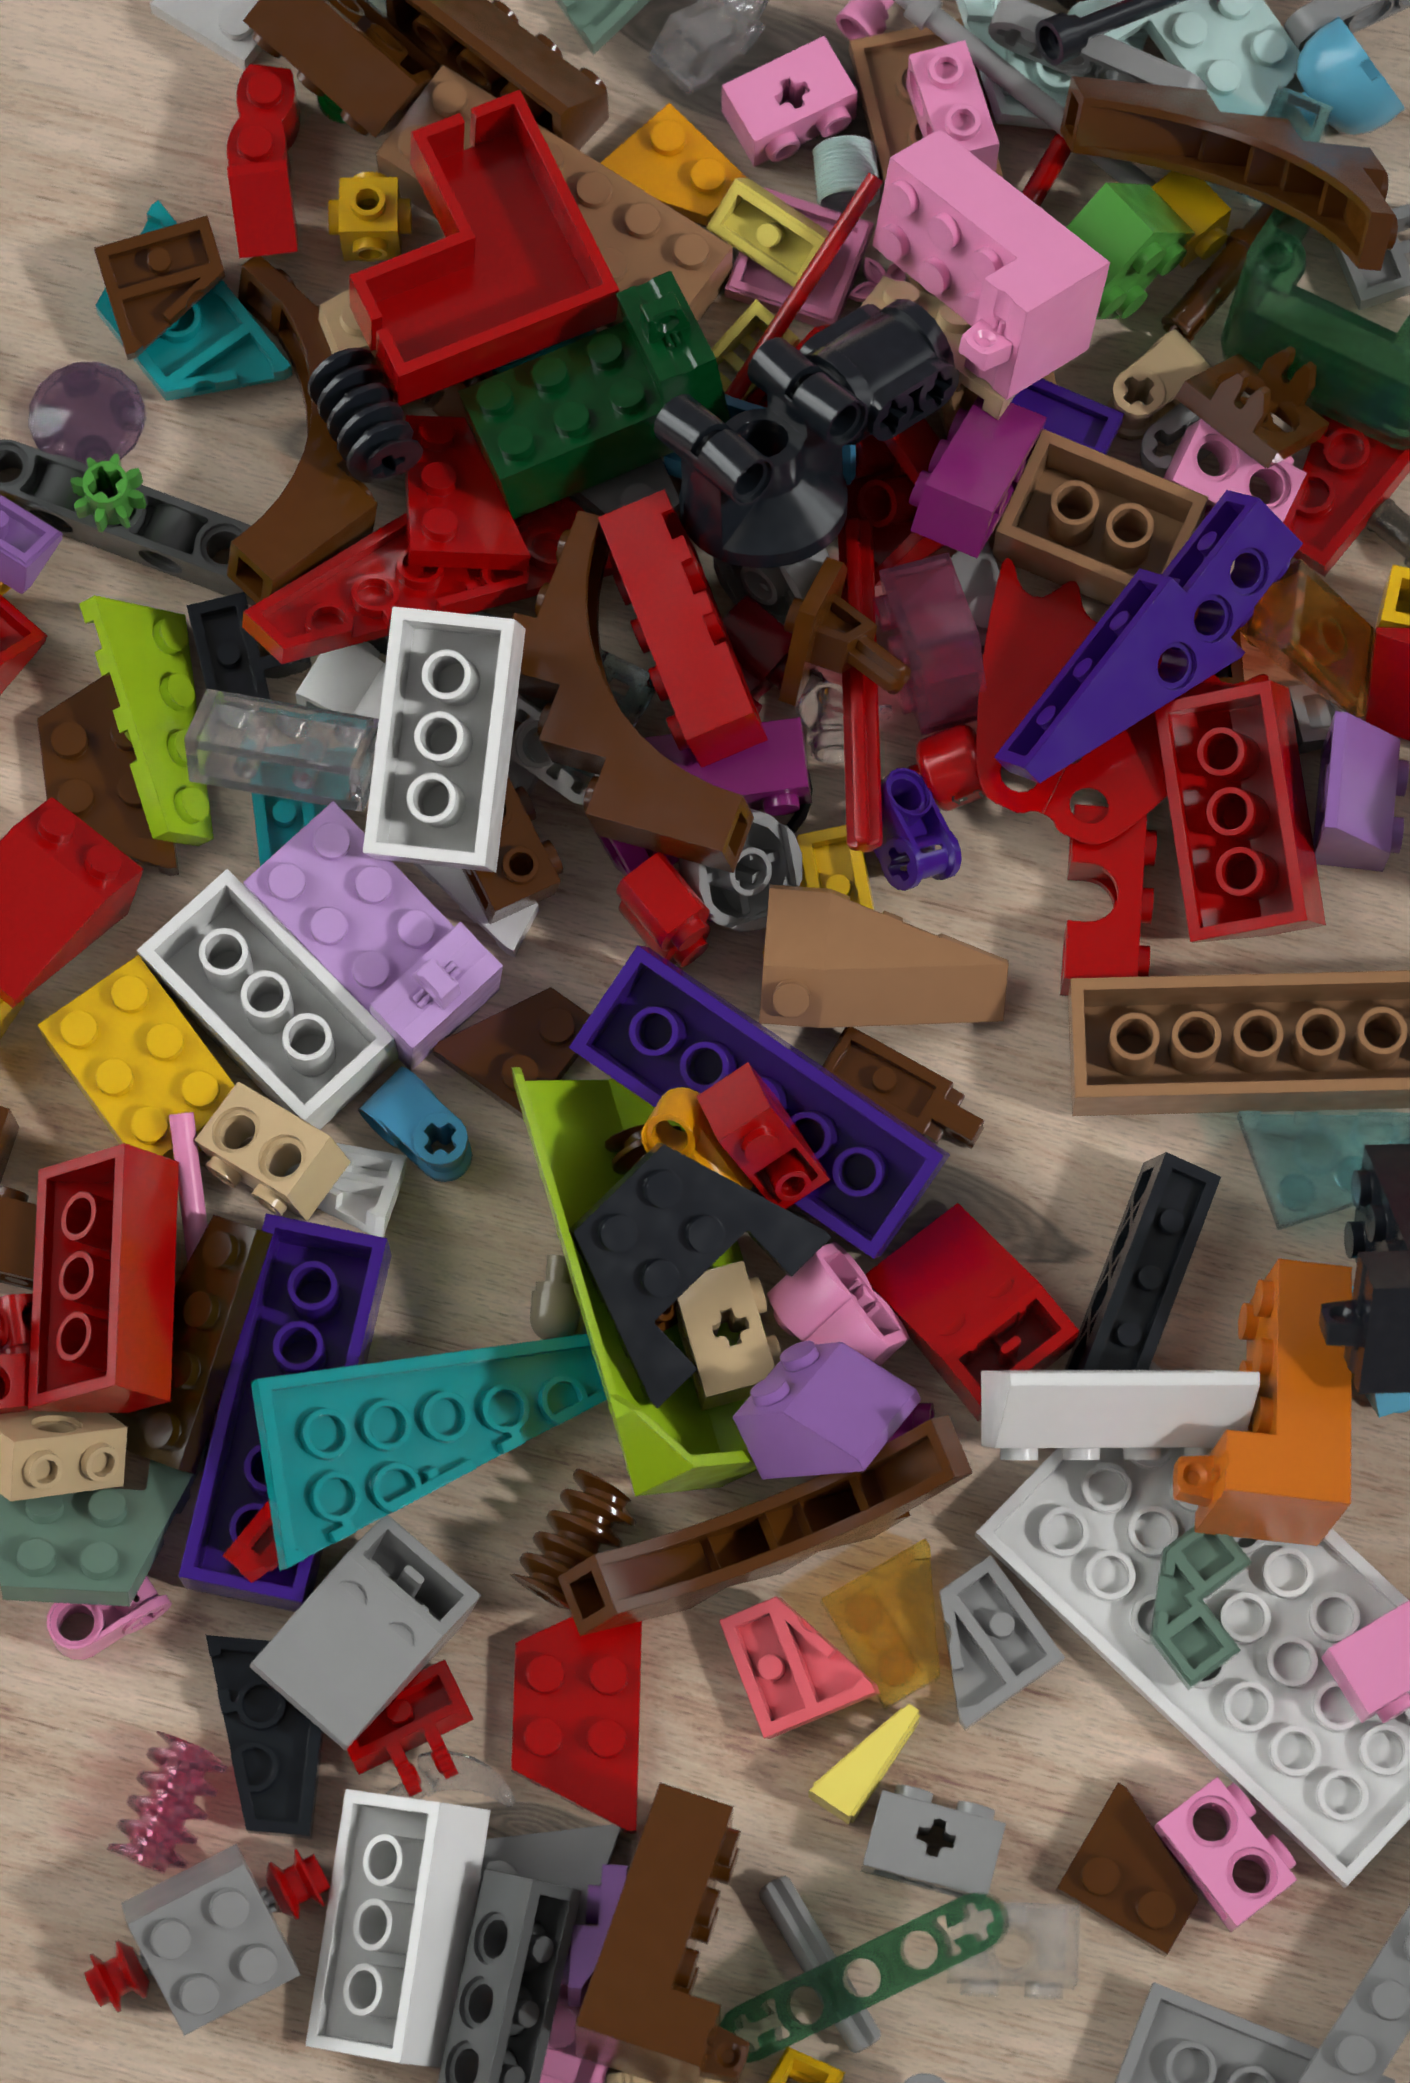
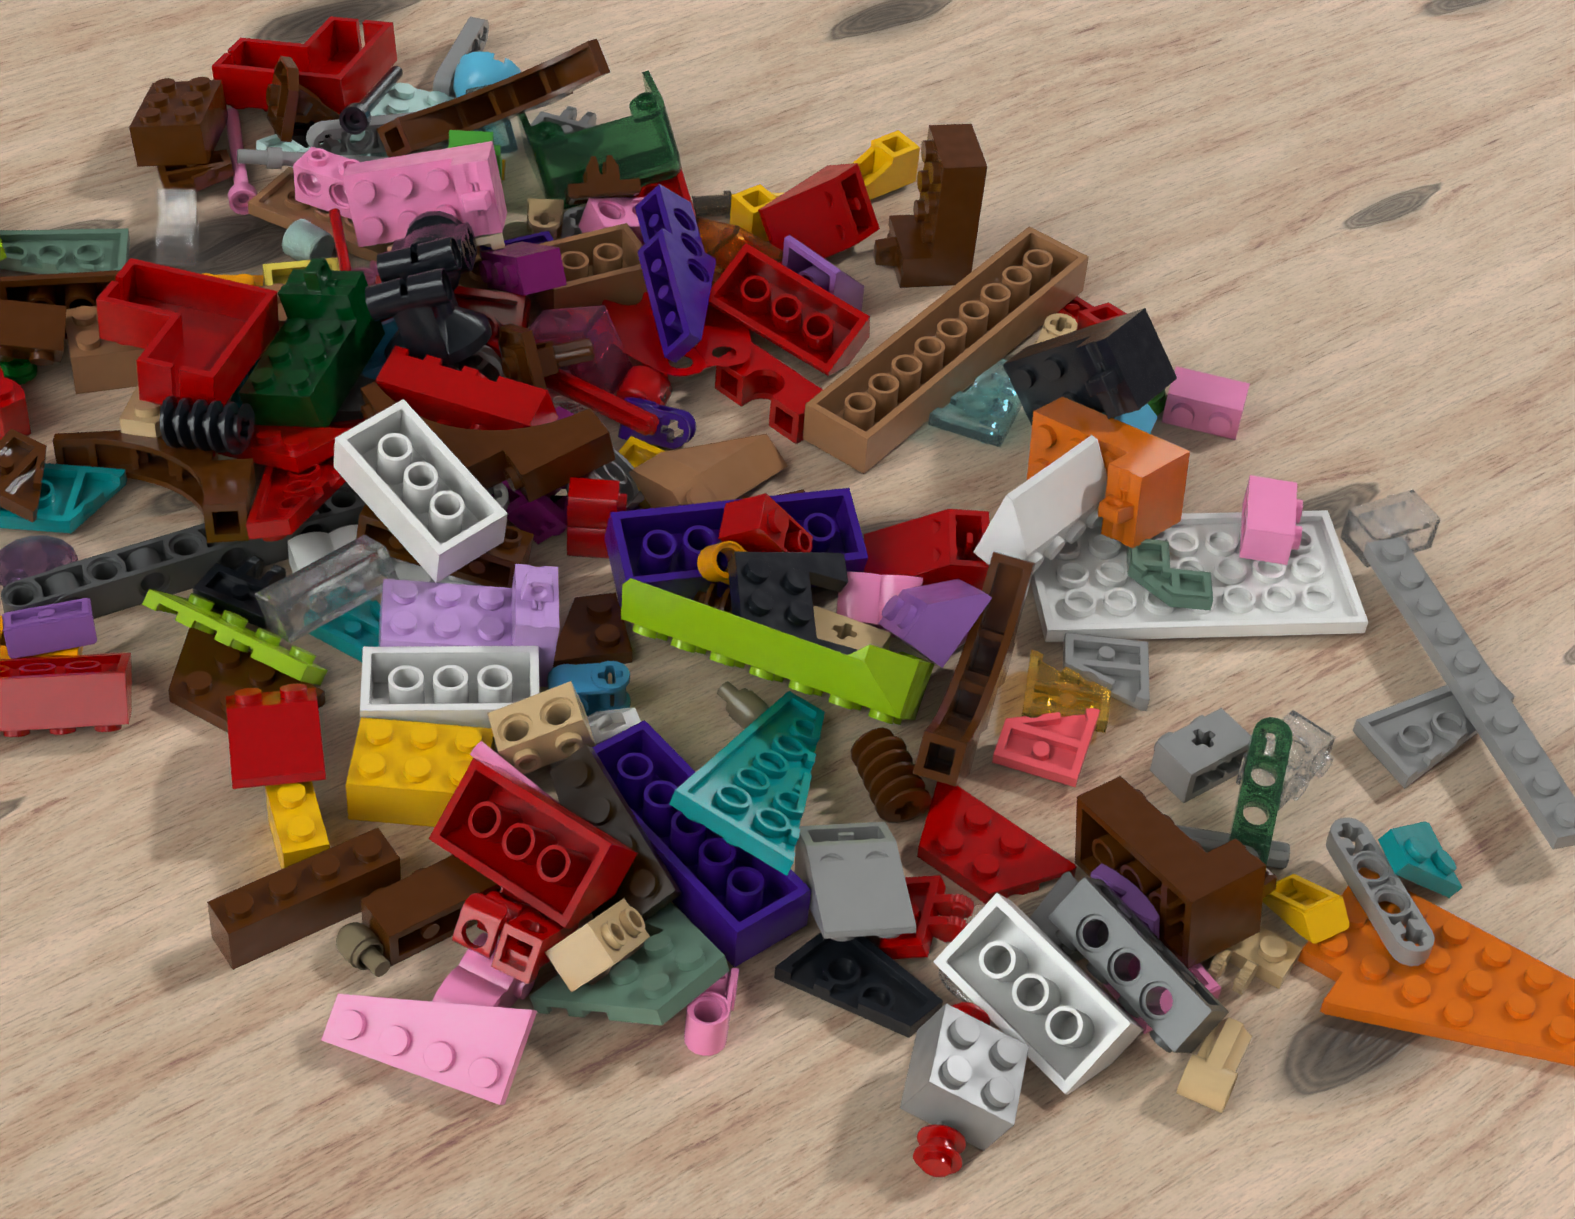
camera: 55 degrees left, 30 degrees down
(104, 509) = (100, 553): bright green gear -> none
(167, 1805) = (859, 1052): clear pink piece -> none
(255, 1548) = (759, 879): red piece -> none
(263, 209) = (37, 408): red slope -> none
(370, 217) = (94, 394): yellow brick -> none
(789, 102) = (247, 238): bright pink brick -> none
(855, 1777) = (1134, 752): light yellow slope -> none
(1130, 1876) = (1278, 695): reddish brown wing -> none
(1144, 1266) = (967, 467): black fence -> none
(1212, 1862) = (1309, 655): bright pink brick -> none
(1217, 281) = (518, 168): reddish brown pin -> none

